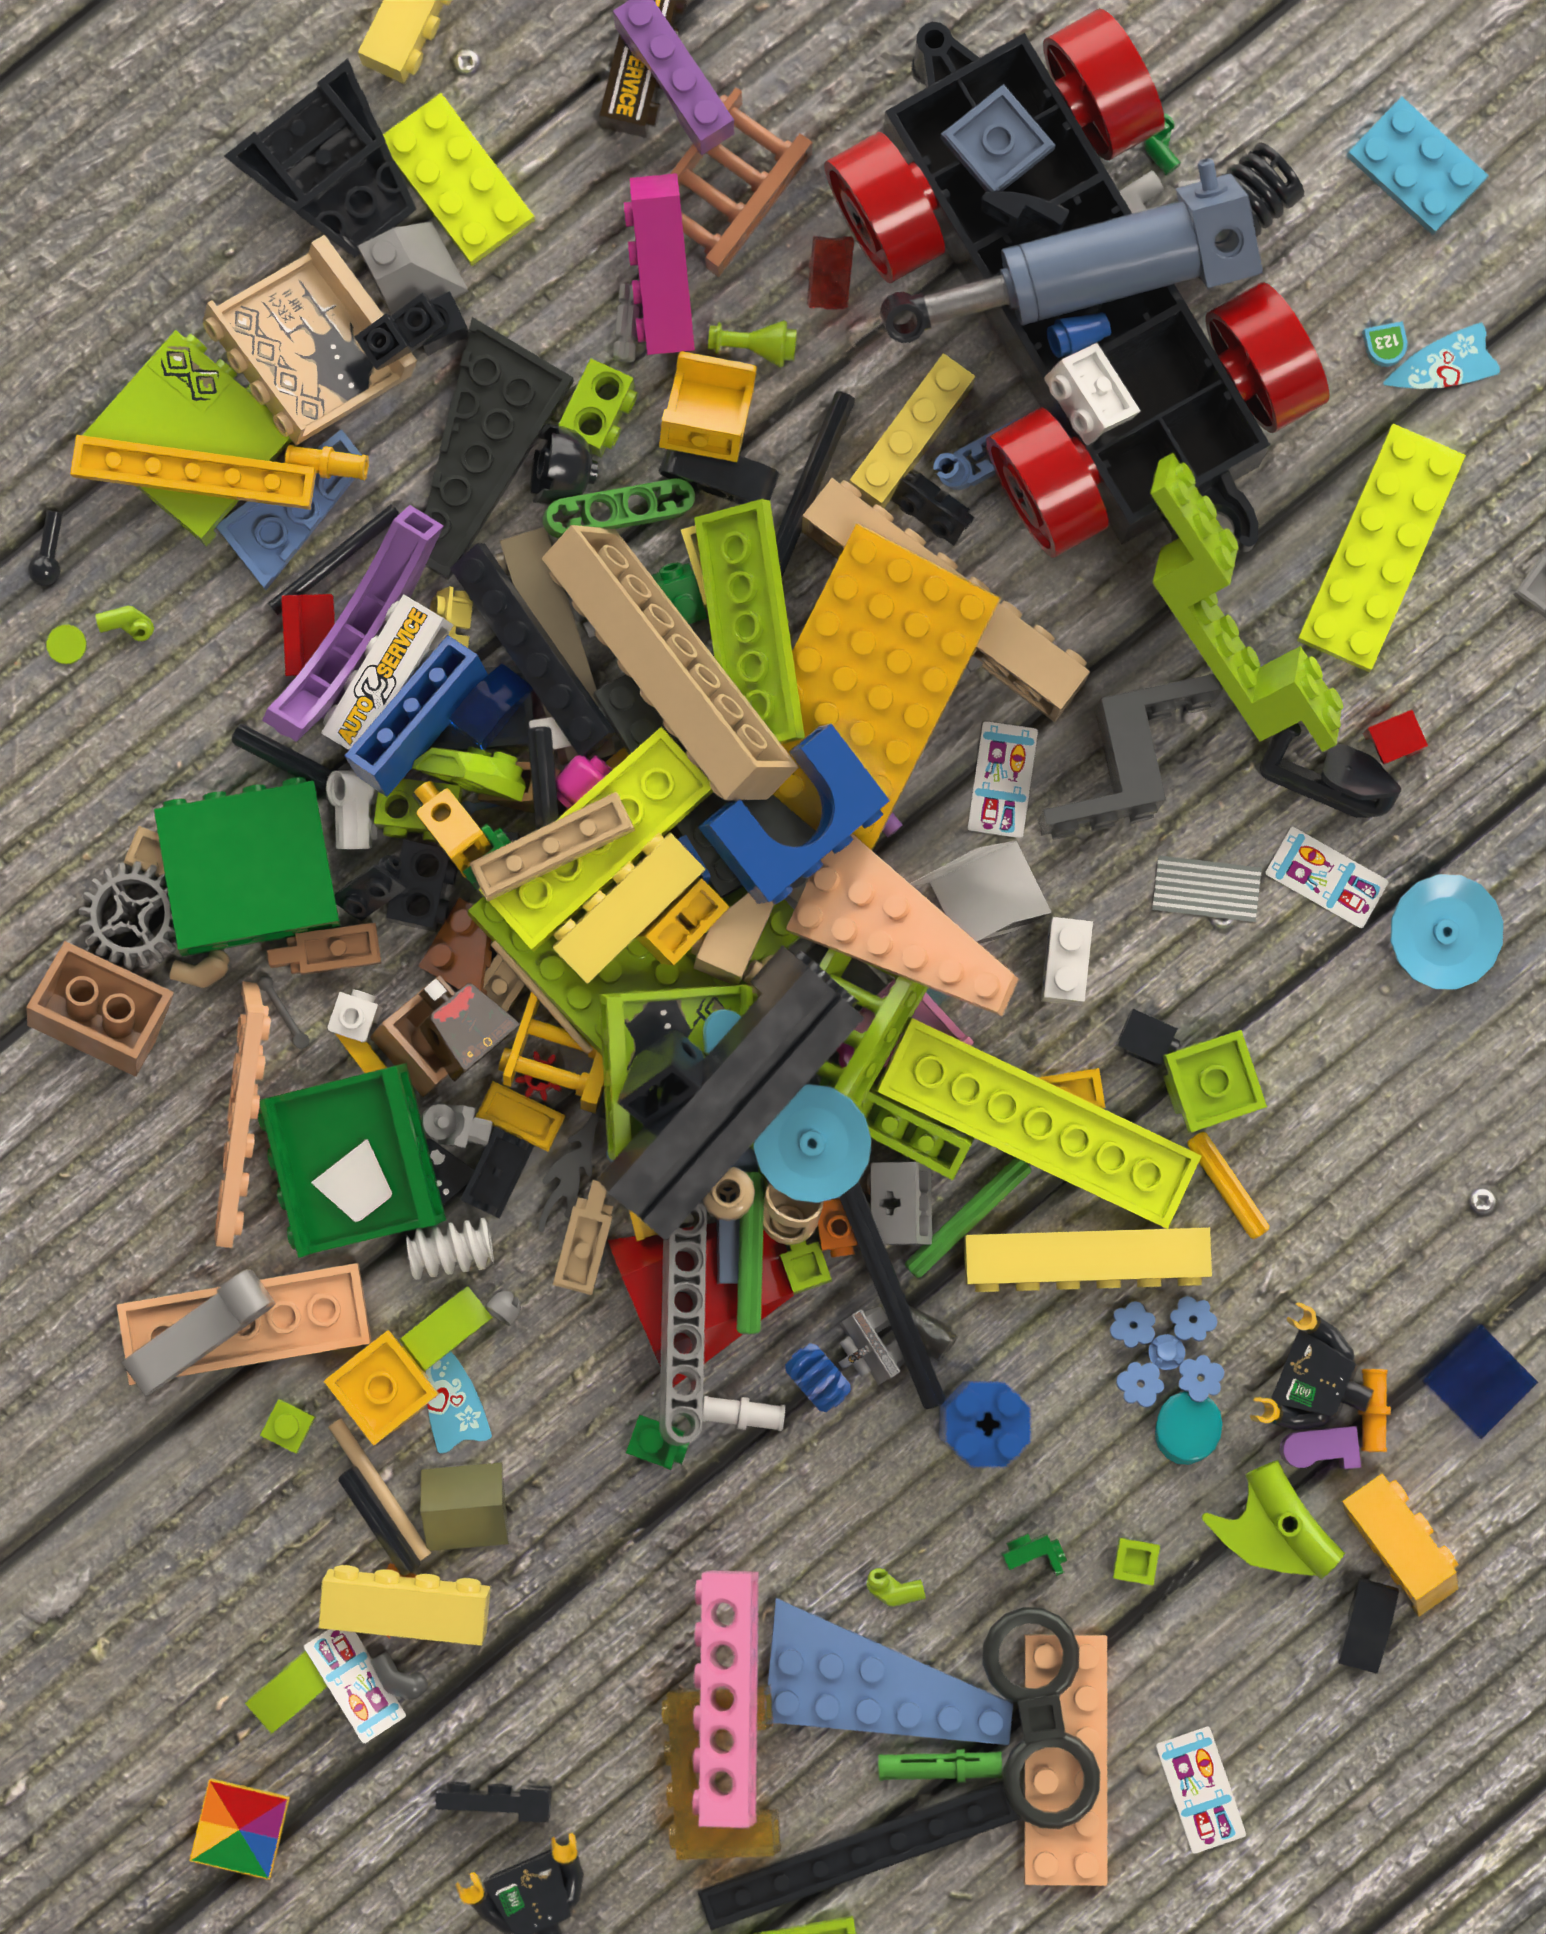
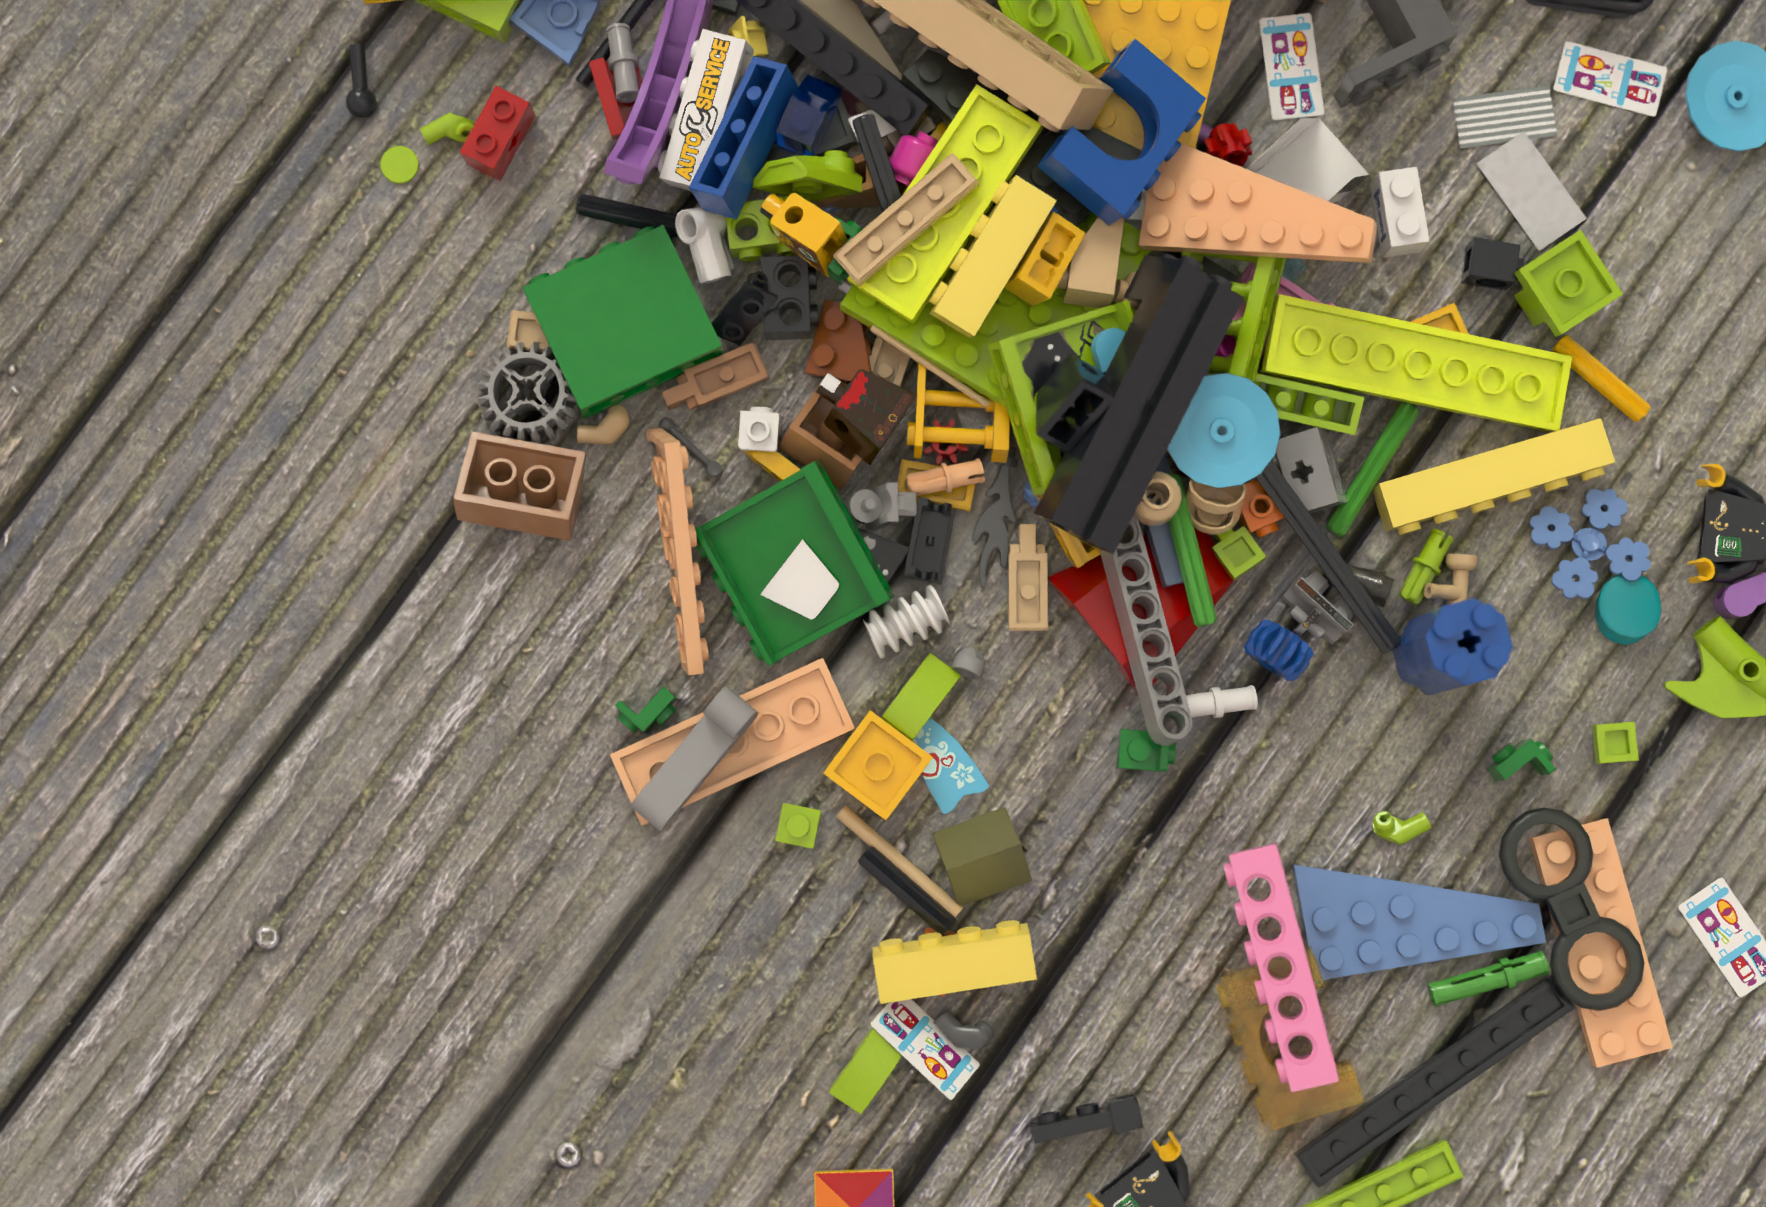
camera: 15 degrees left, 0 degrees up
(172, 641) = (498, 133): none -> red brick
(176, 1273) = (658, 711): none -> green bracket
(317, 602) = (622, 62): none -> light grey pin
(529, 1113) = (946, 477): none -> light nougat axle
(910, 848) = (1229, 144): none -> red gear
(993, 1331) = (1425, 566): none -> lime axle
(1018, 1366) = (1458, 591): none -> tan piece
(1212, 972) = (1531, 191): none -> flat silver sticker

